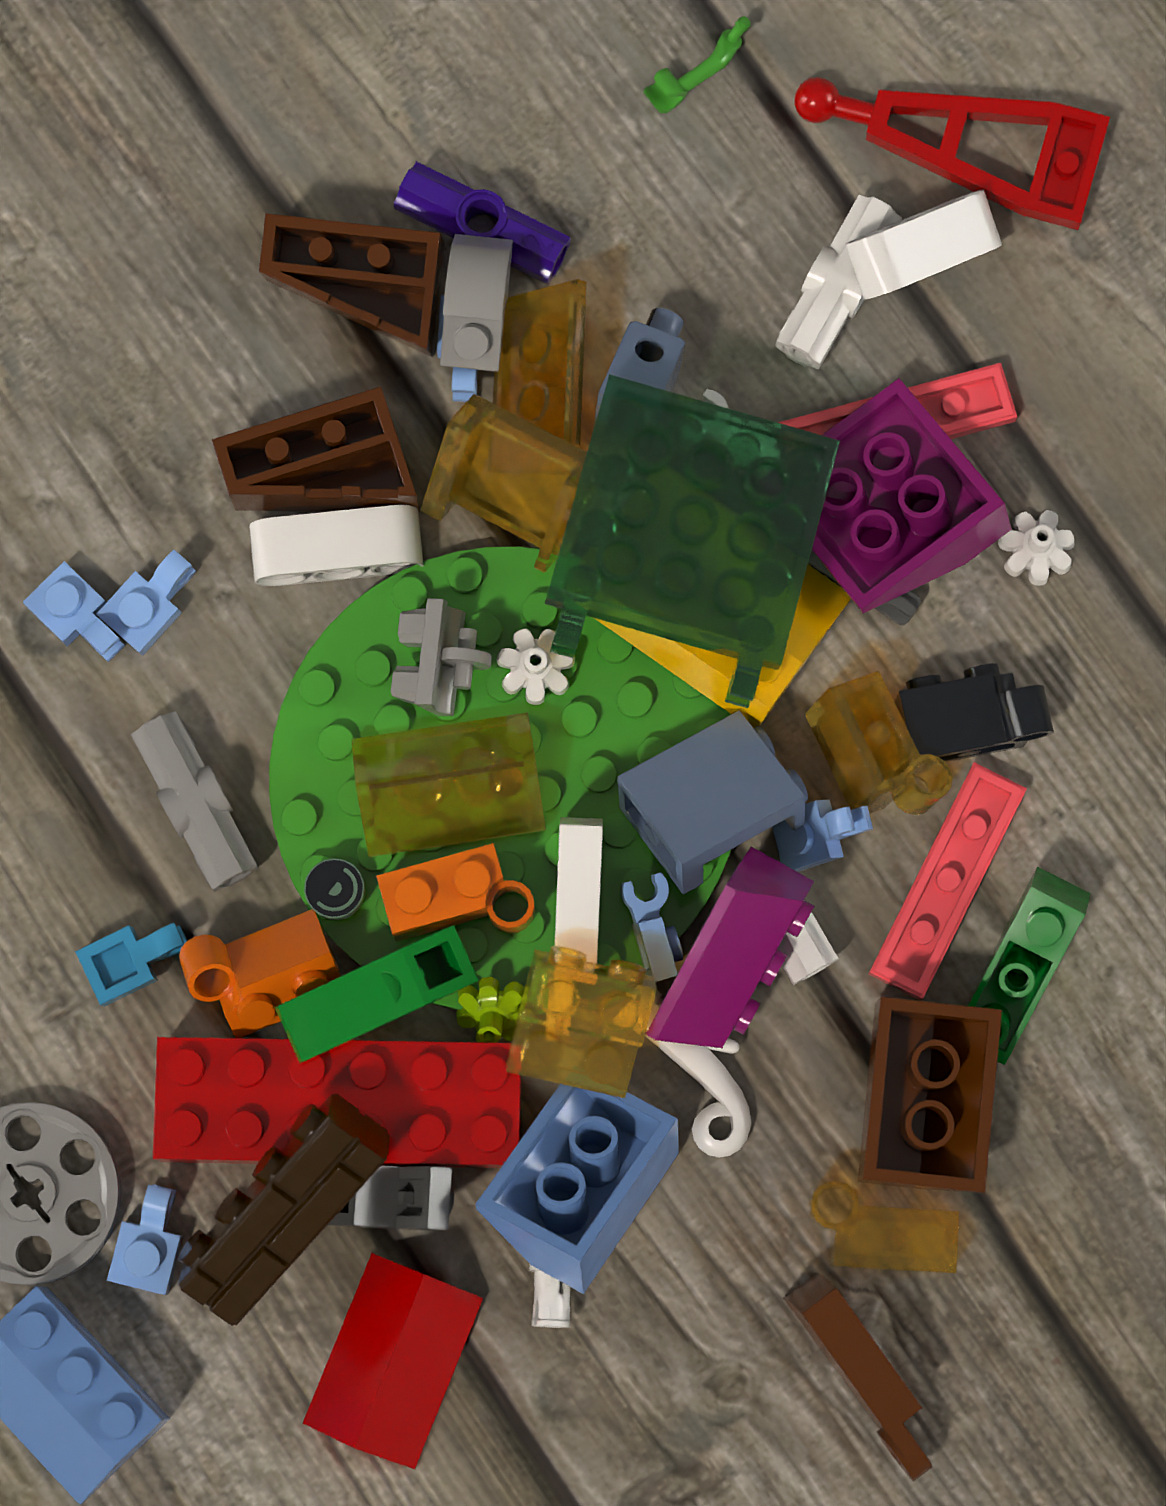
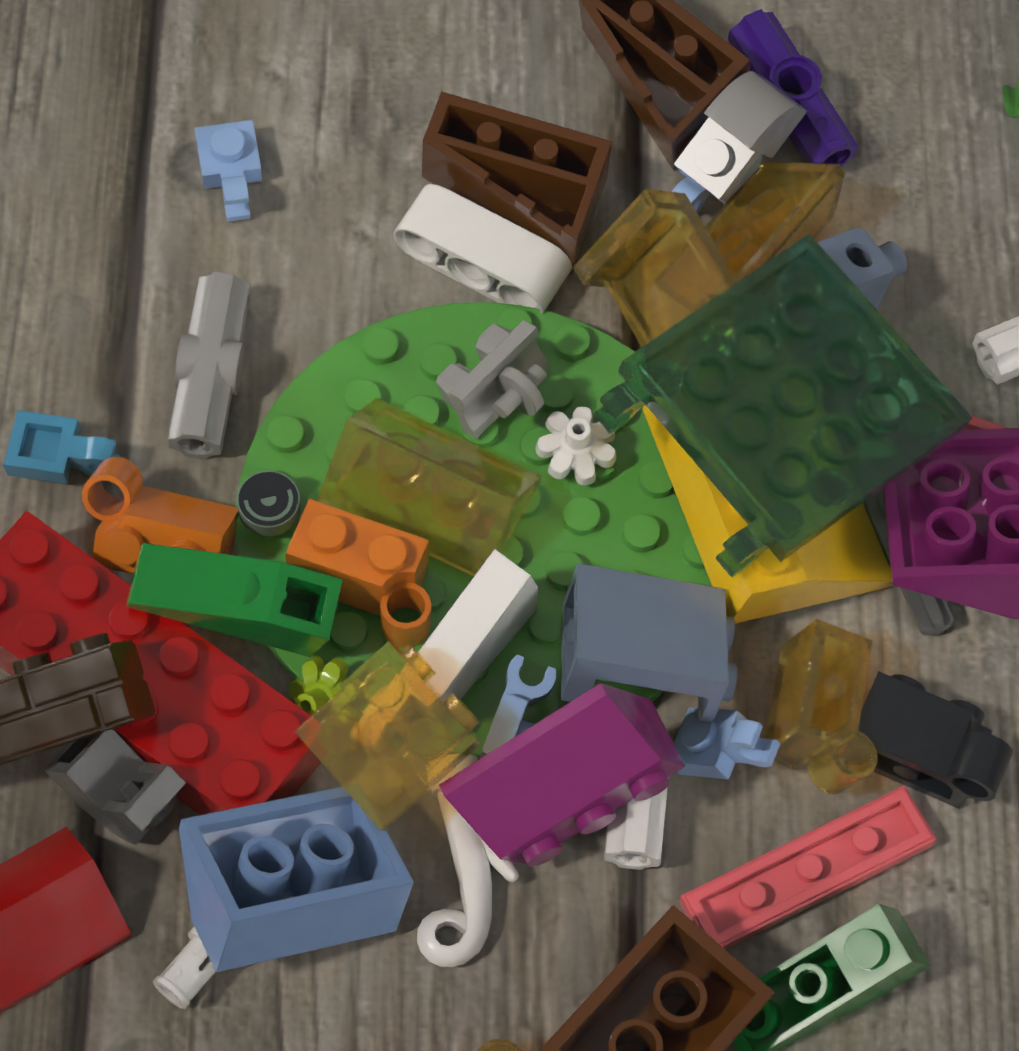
camera: 30 degrees right, 15 degrees down
(143, 609) = (288, 199): light blue plate -> none

